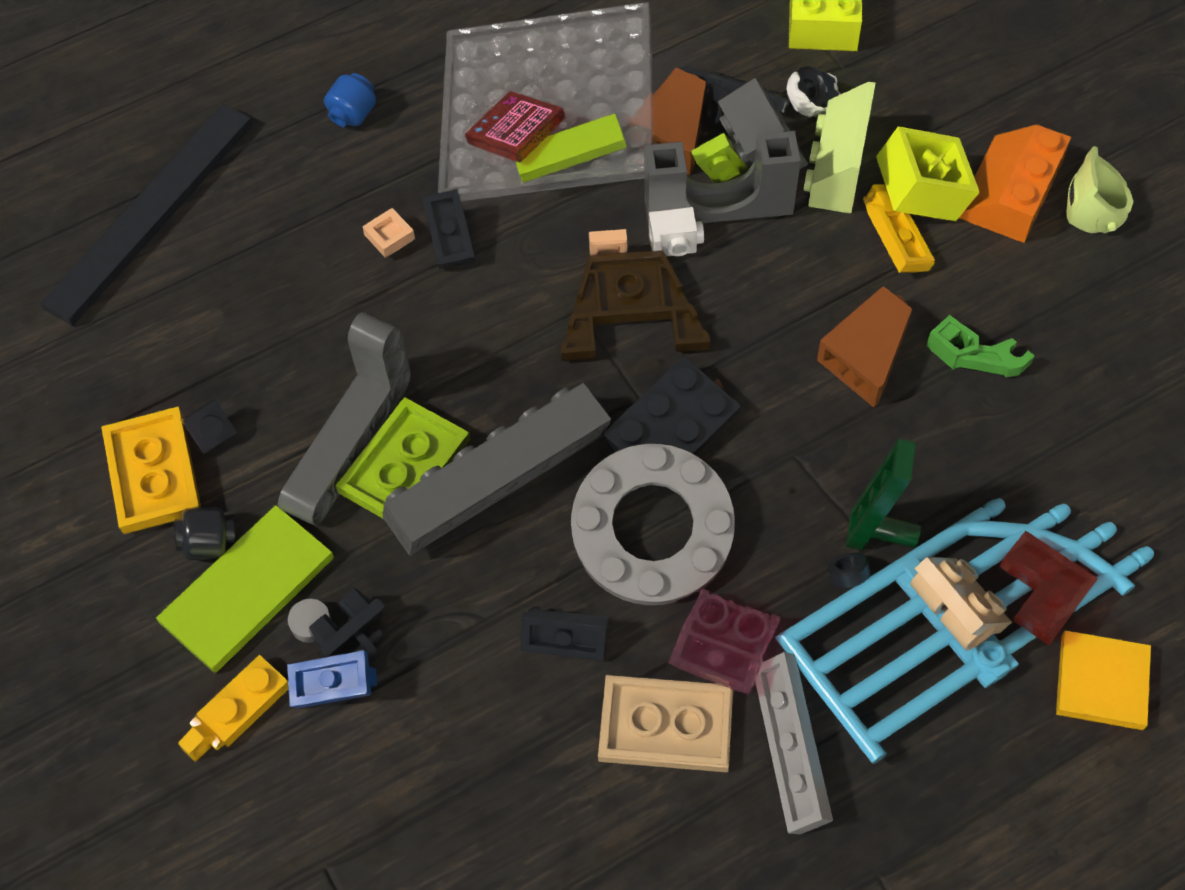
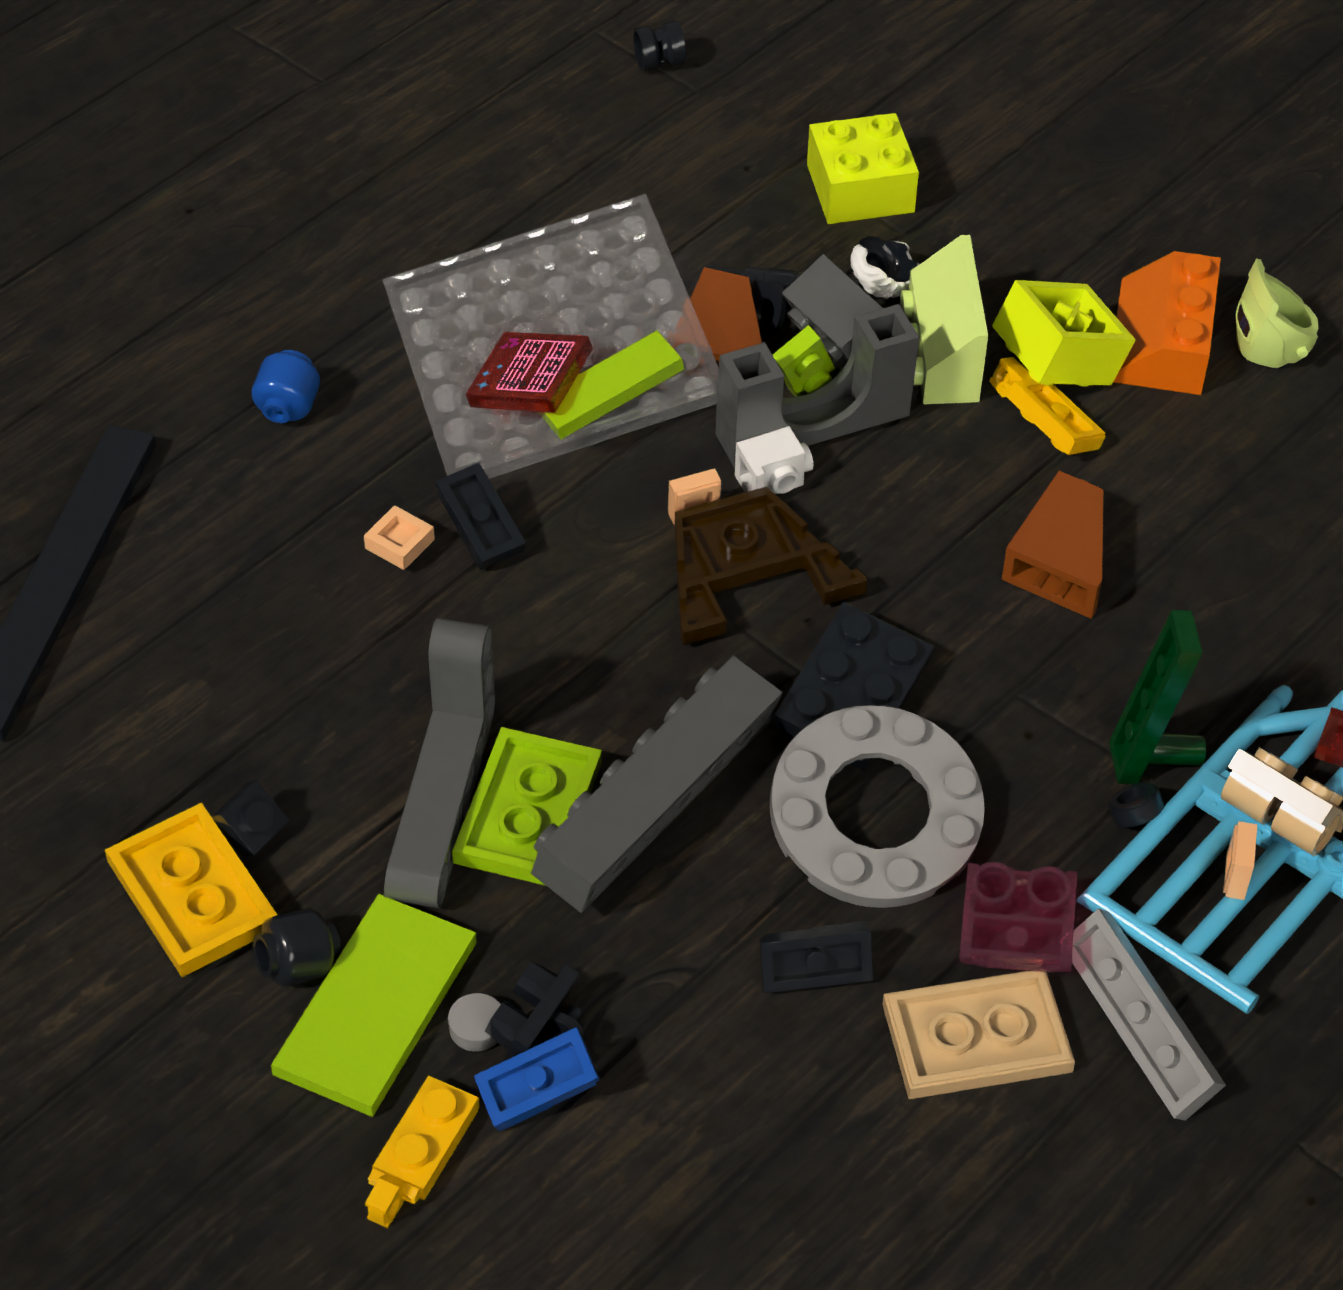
camera: 20 degrees left, 10 degrees down
(906, 641) = (1240, 860): none -> light nougat tile
(974, 356) = (1175, 527): bright green piece -> none

